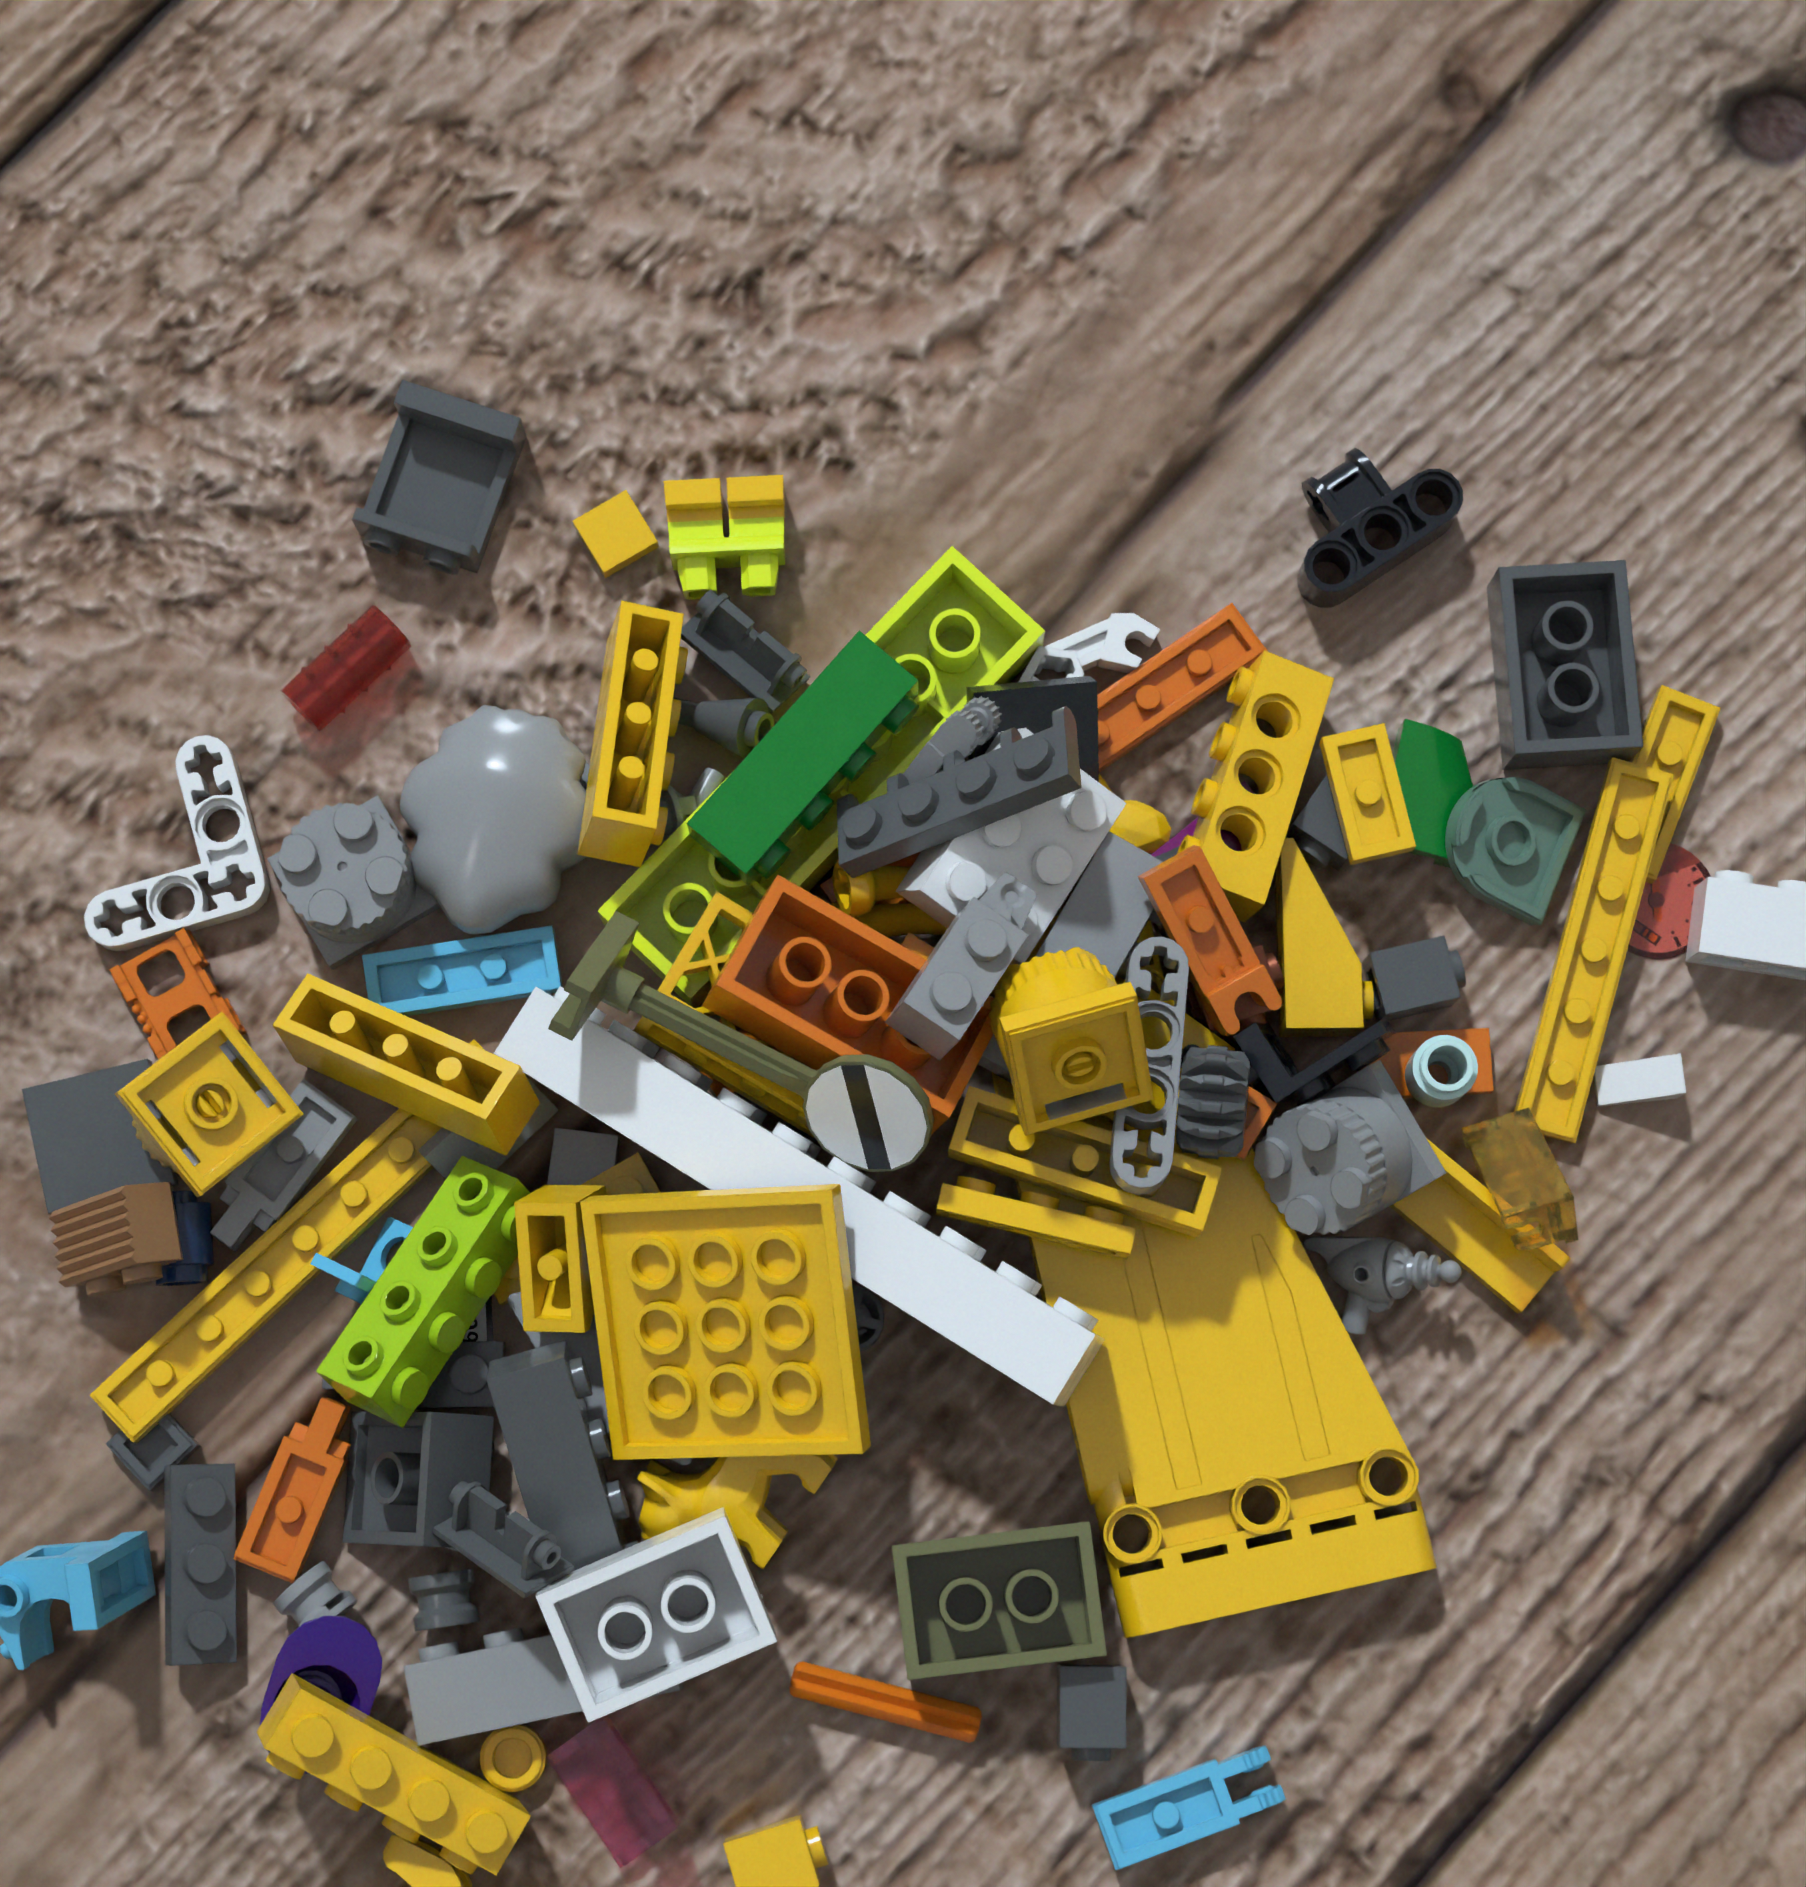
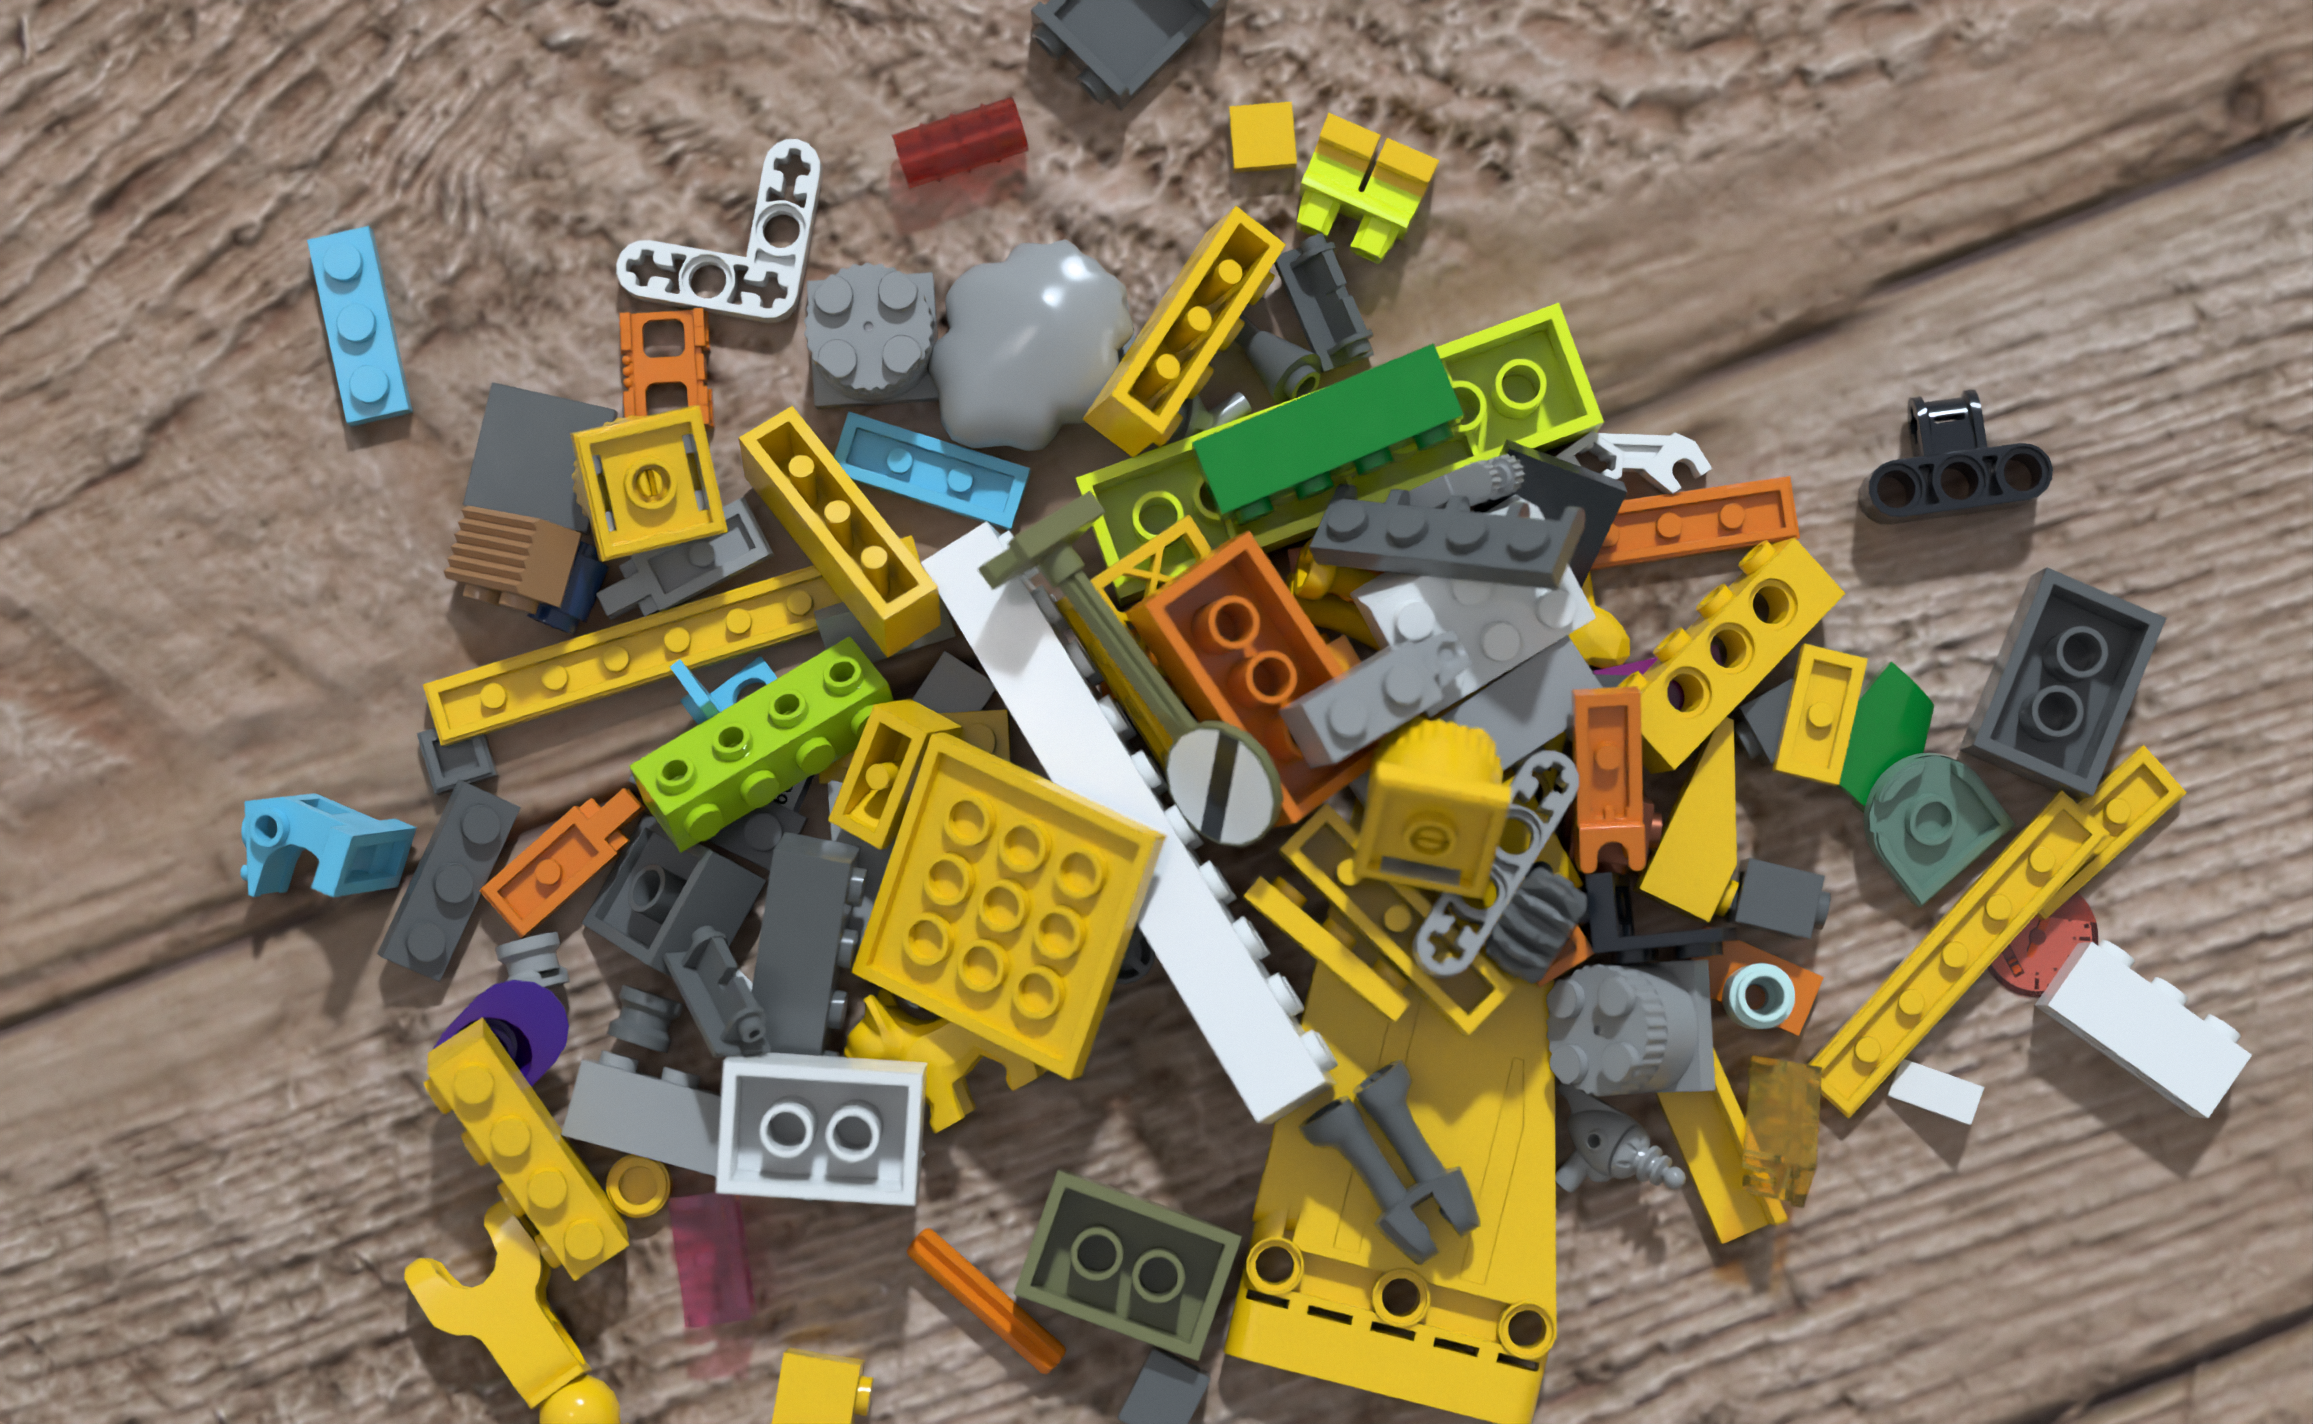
camera: 30 degrees right, 5 degrees up
(1132, 1375) = (1385, 1100): none -> dark grey piece

